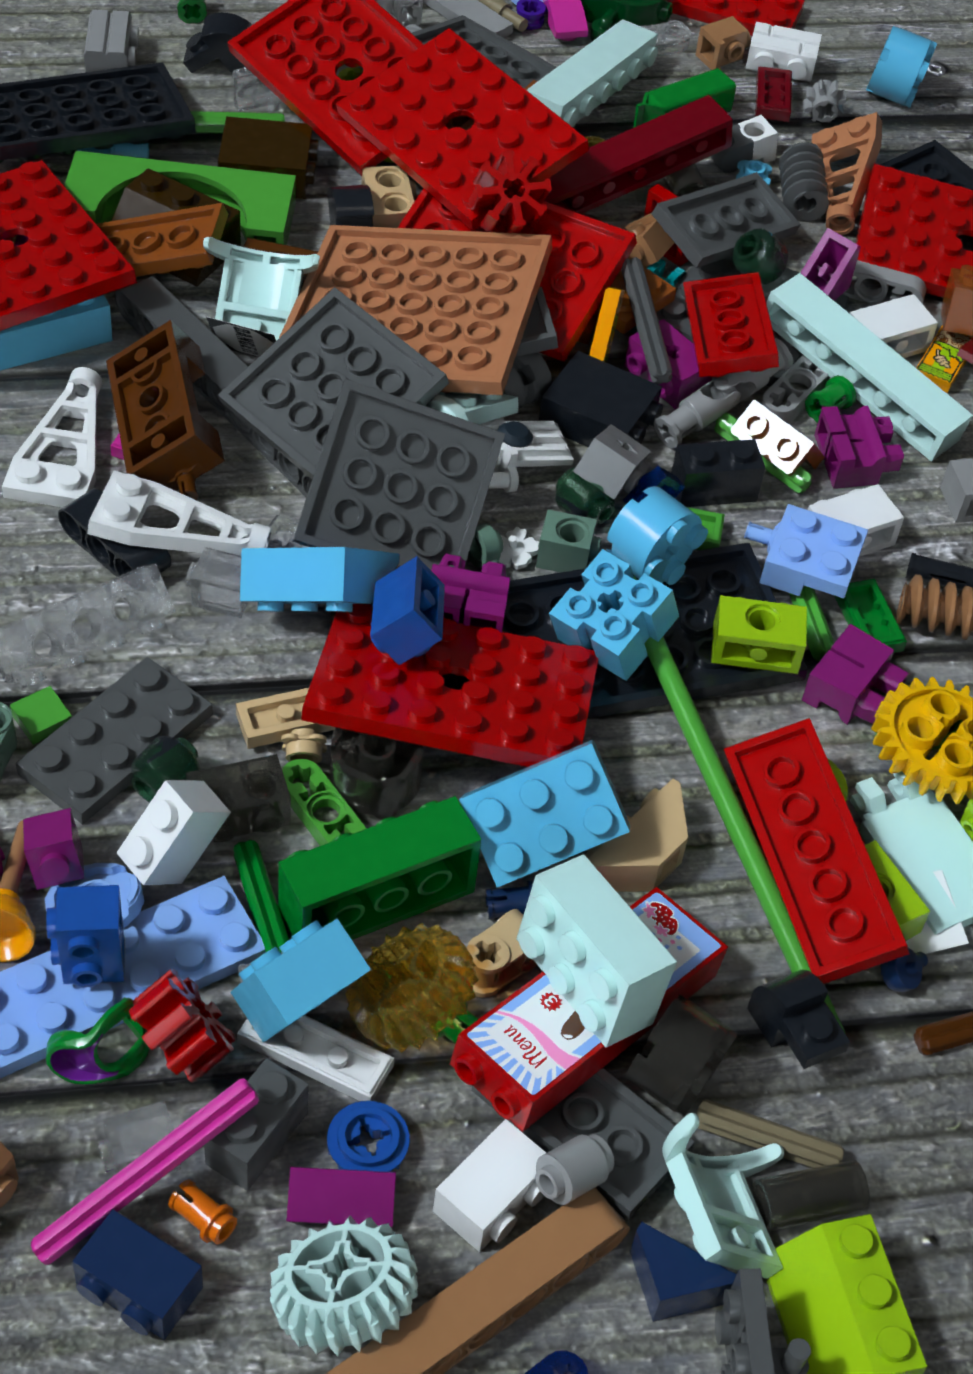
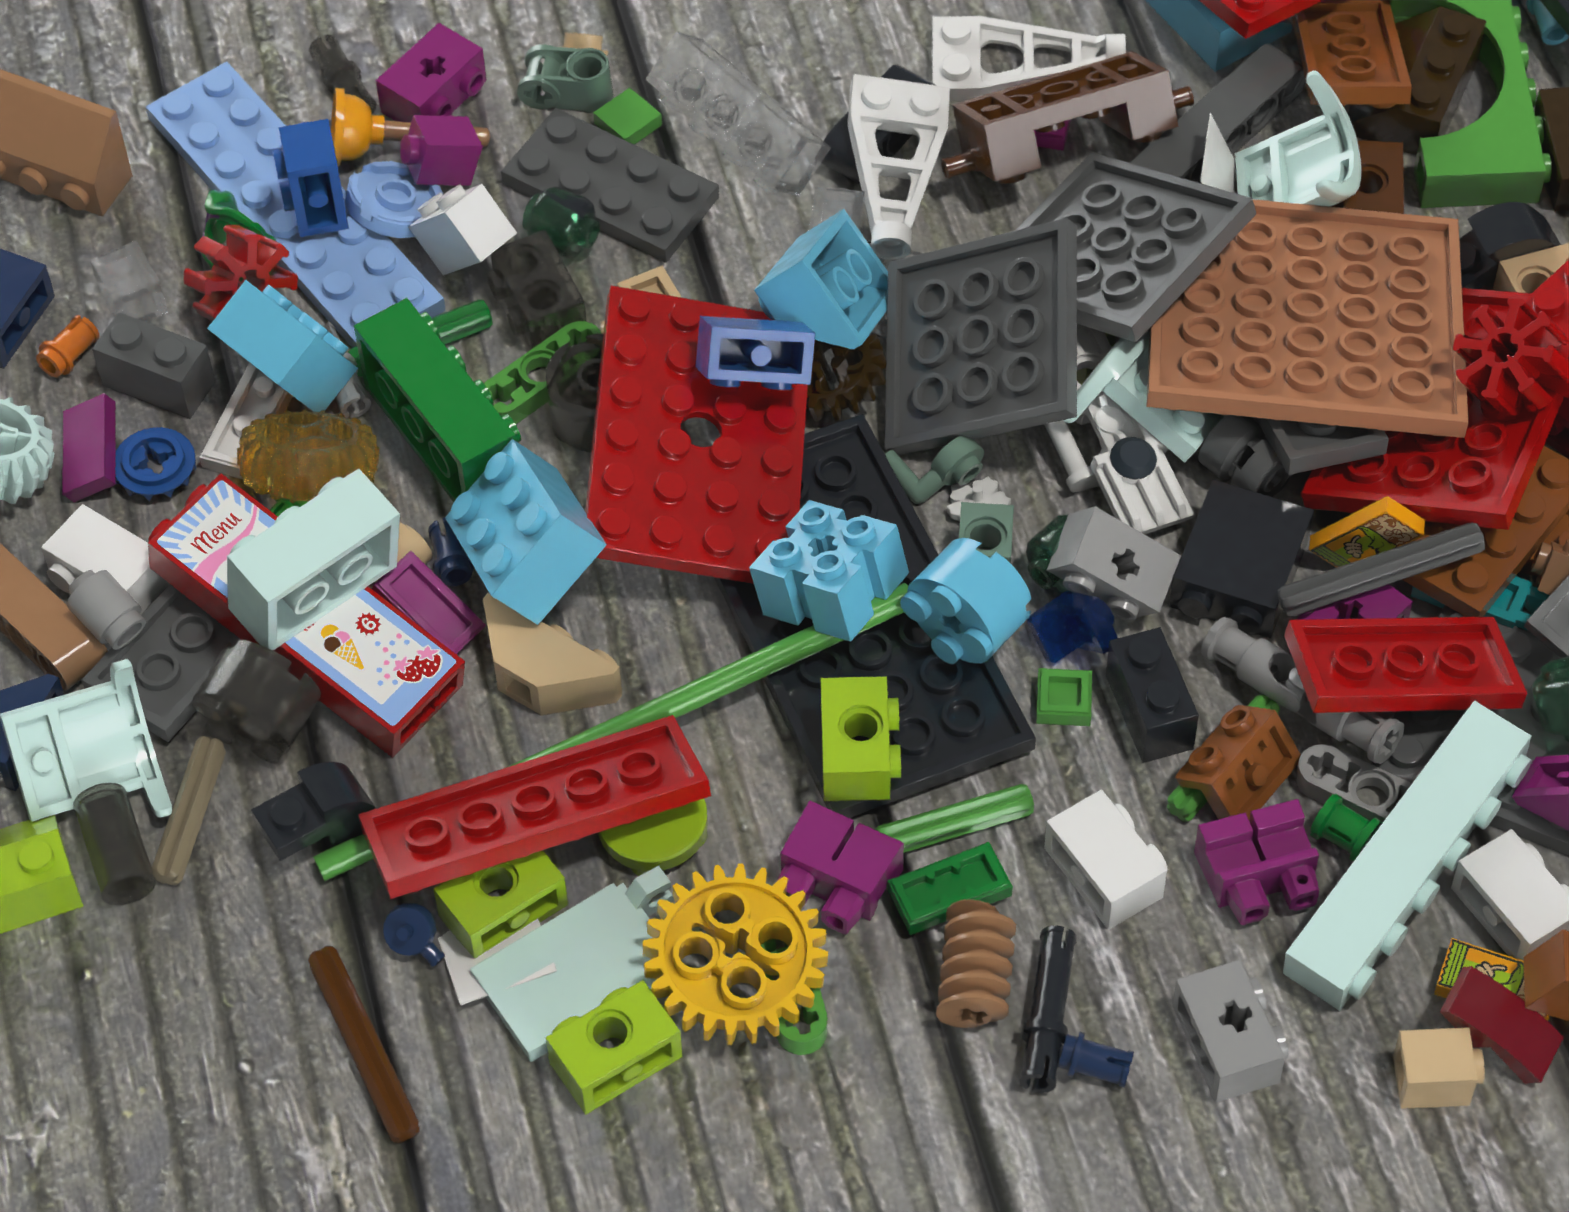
camera: 90 degrees right, 5 degrees up
(144, 1171) = (85, 280): dark pink axle -> none
(479, 593) = (834, 443): magenta hips -> none
(809, 552) = (1012, 789): light blue plate -> none

